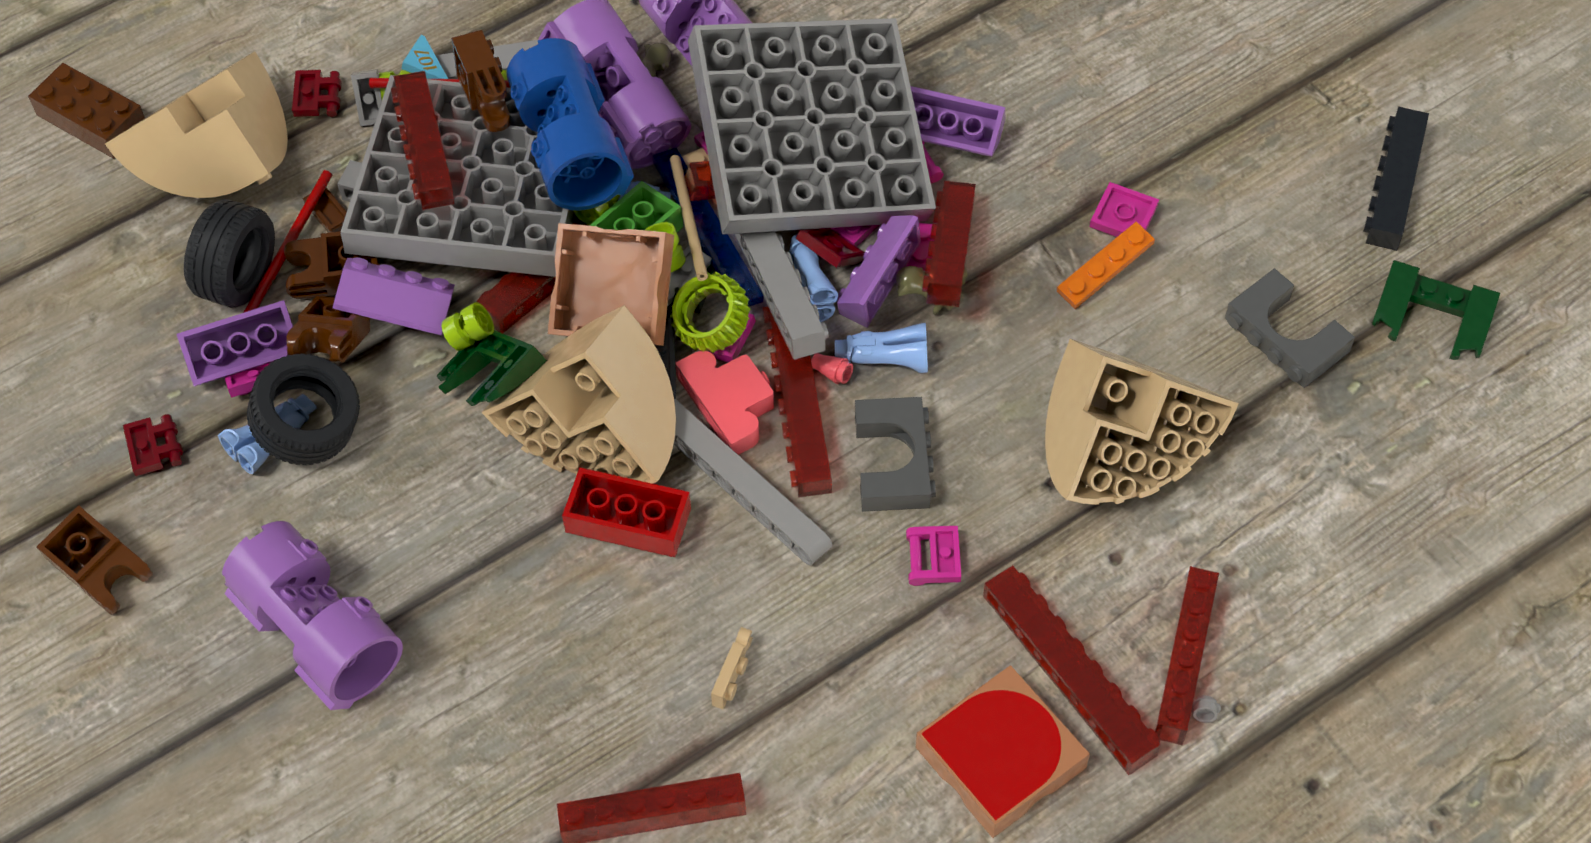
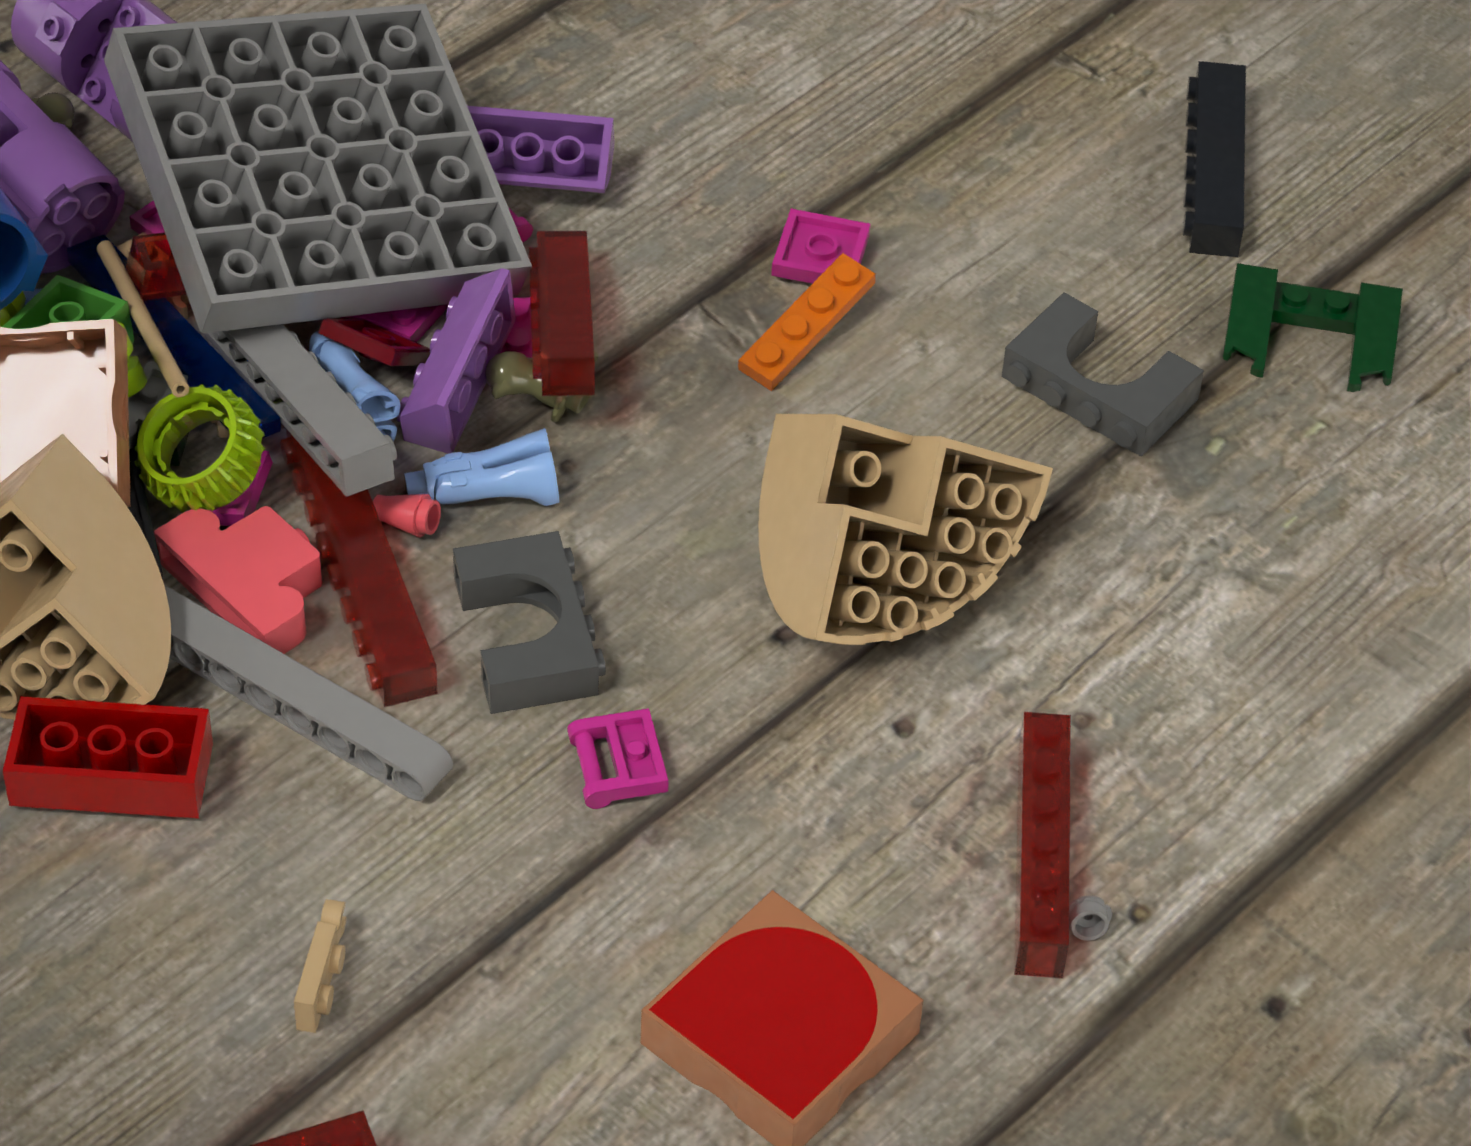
camera: 15 degrees left, 10 degrees down
(1072, 670) = (869, 891): clear red brick -> none

